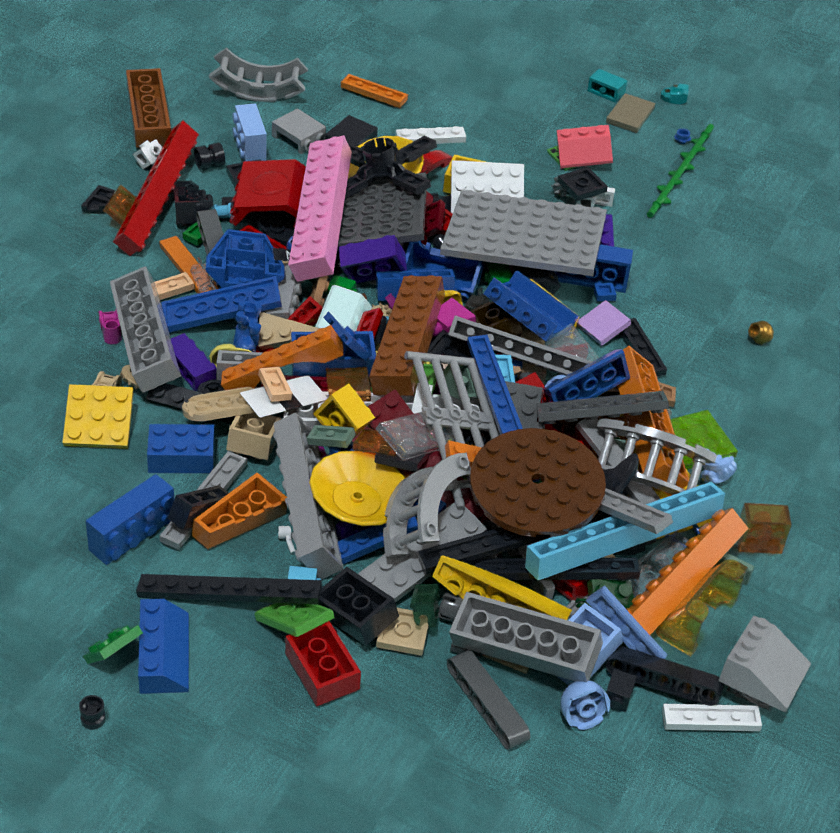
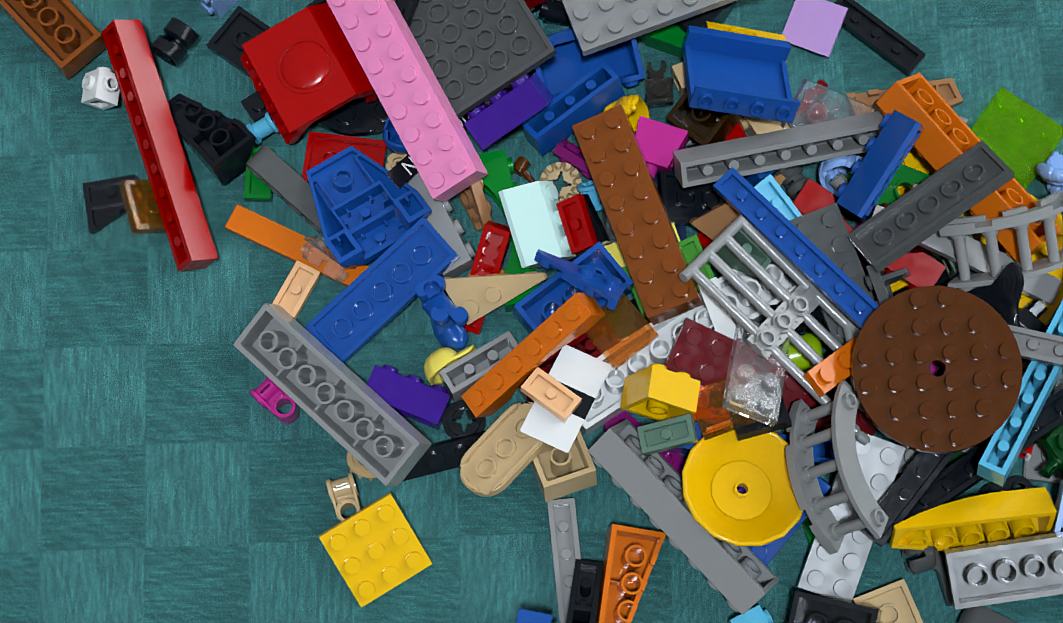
camera: 25 degrees left, 30 degrees up
(180, 448) = (495, 531): blue brick -> none
(285, 533) = (683, 568): white hand -> none
(426, 602) = (895, 574): clear green hinge -> none

